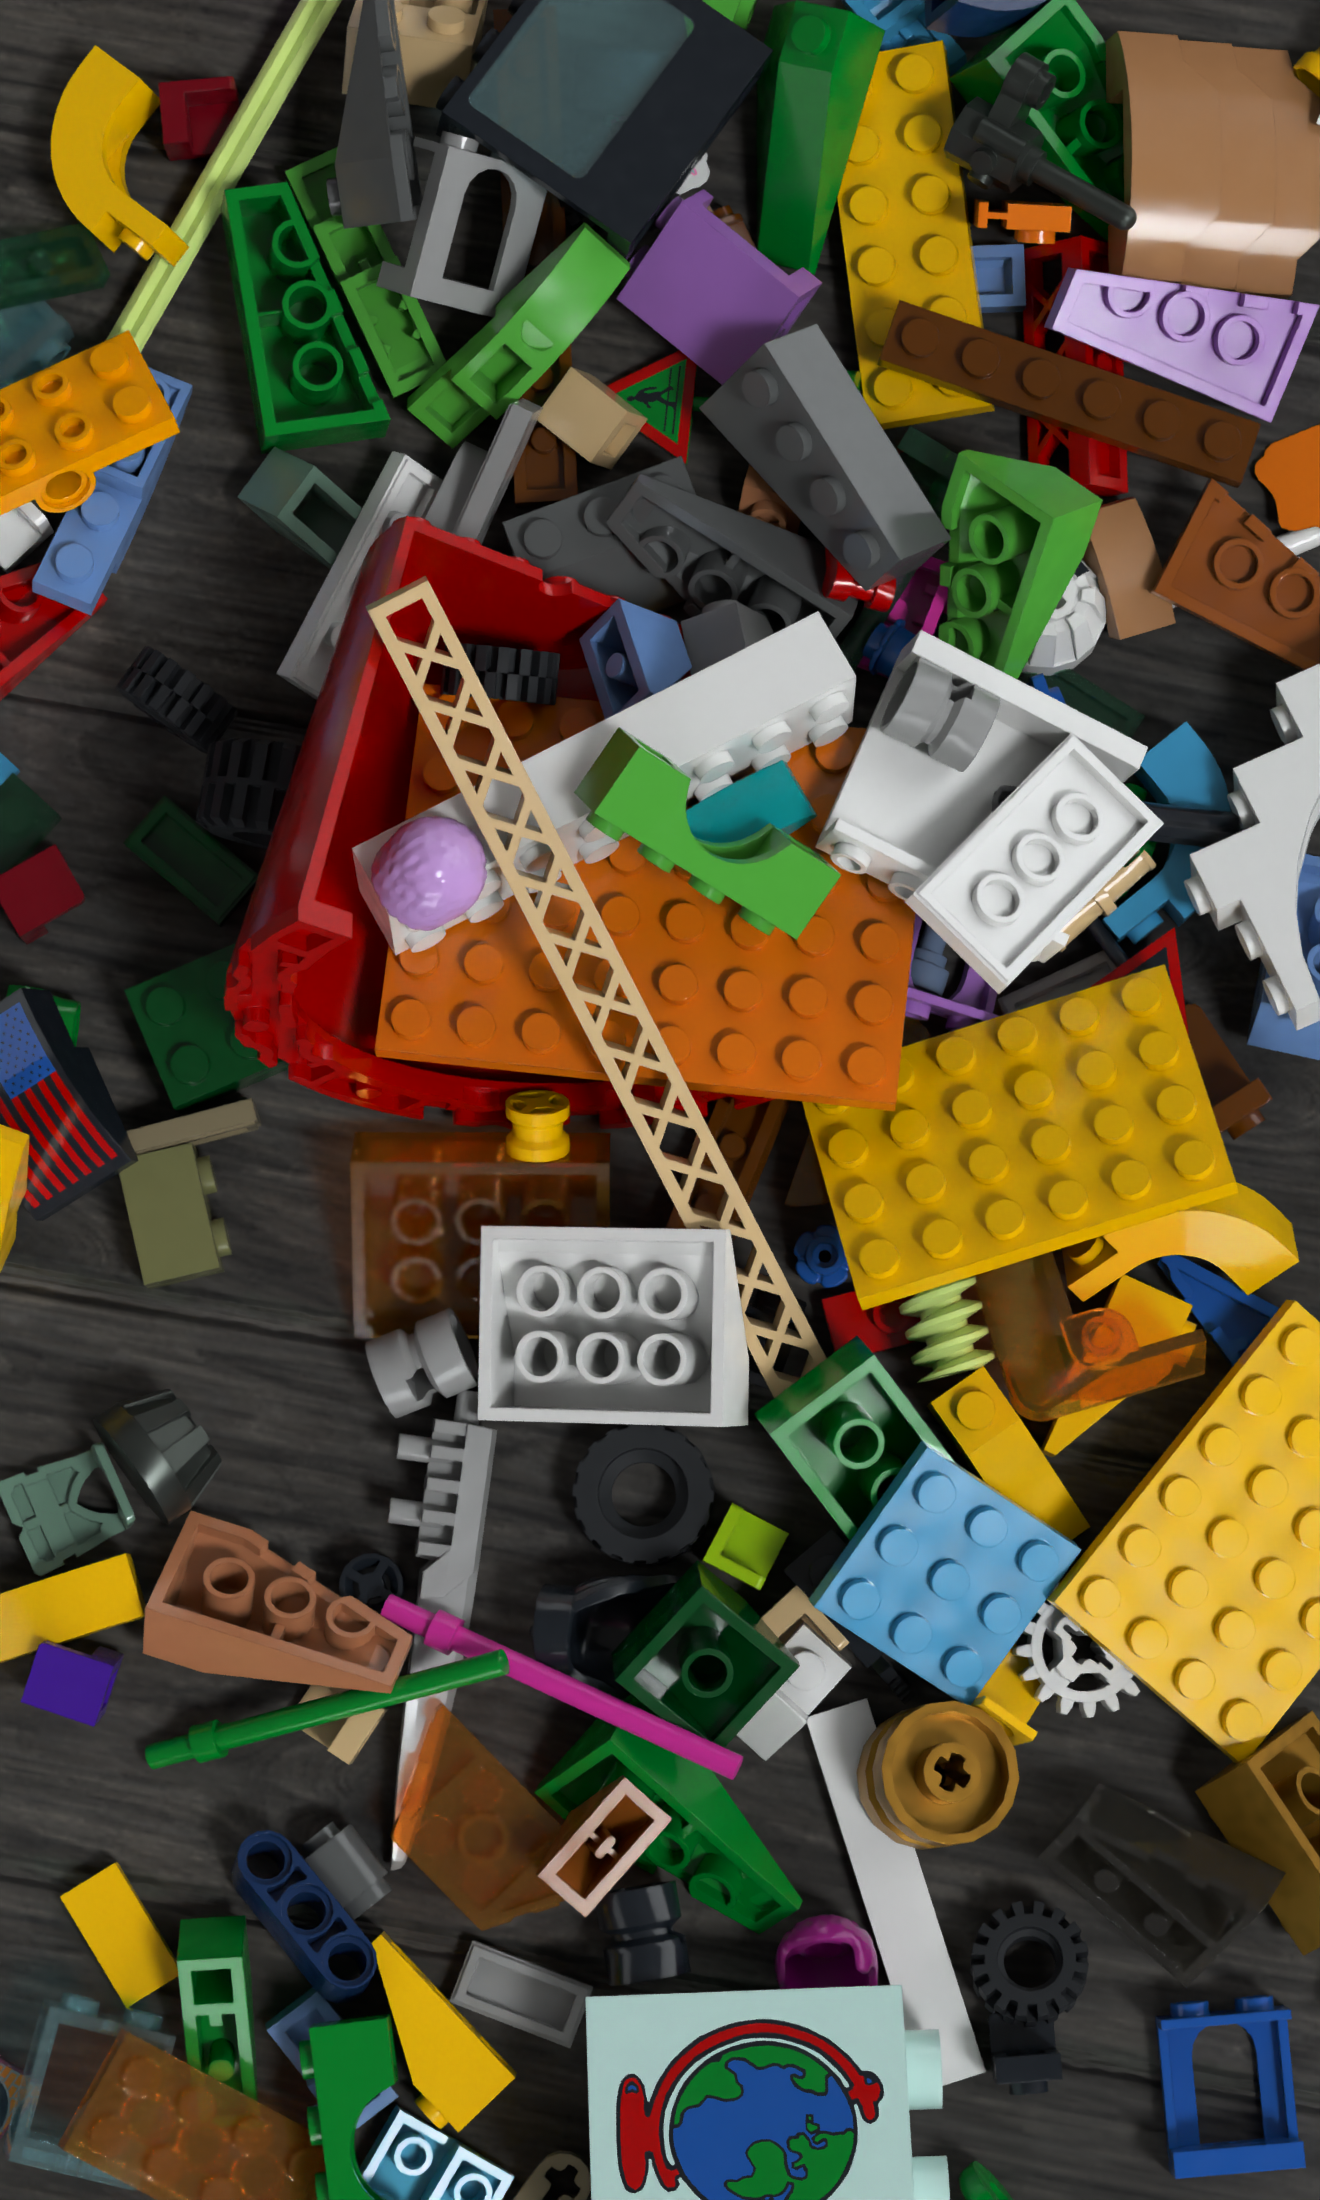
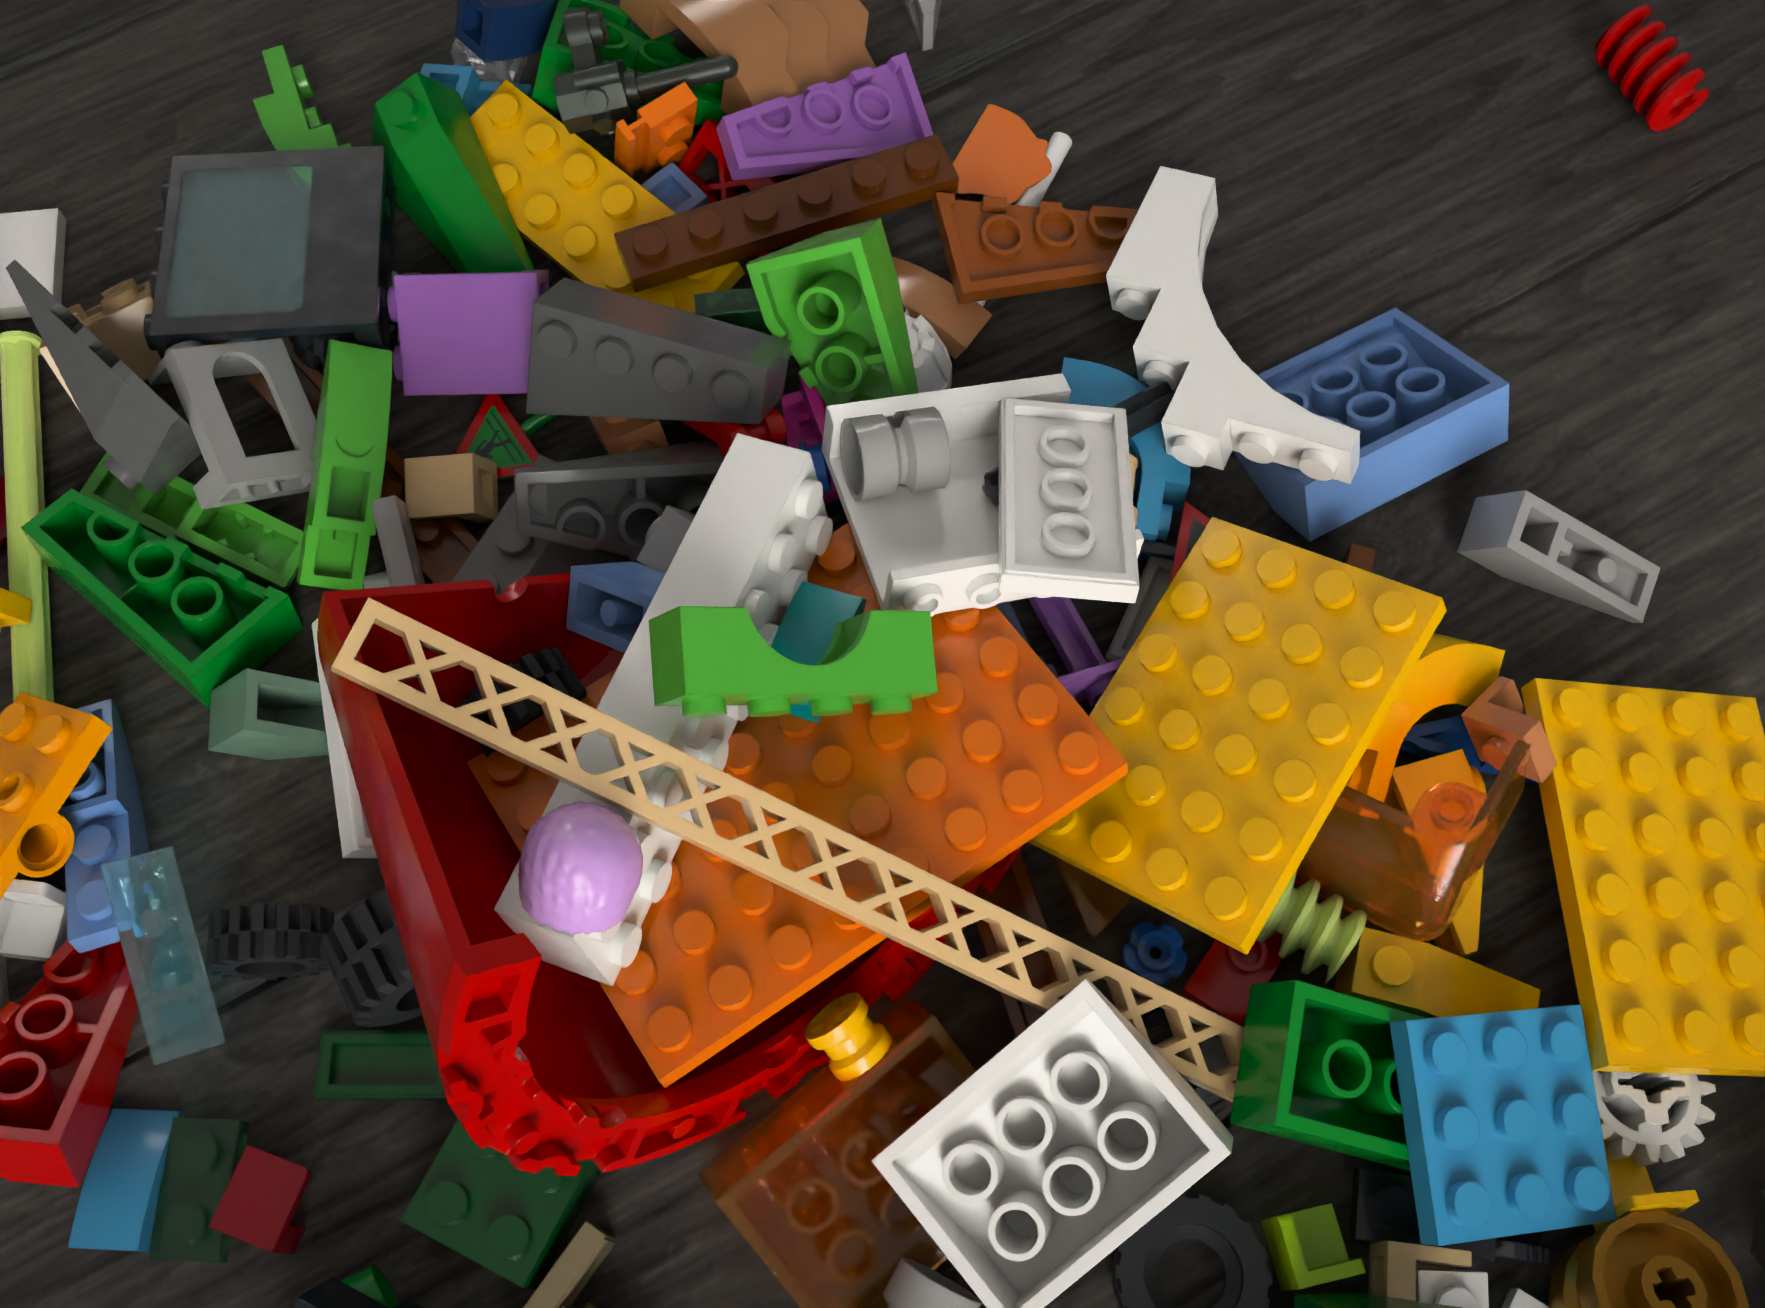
camera: 40 degrees left, 15 degrees down
(92, 654) = (162, 955): none -> clear light blue slope
(1235, 1309) = (1498, 721): none -> nougat bracket

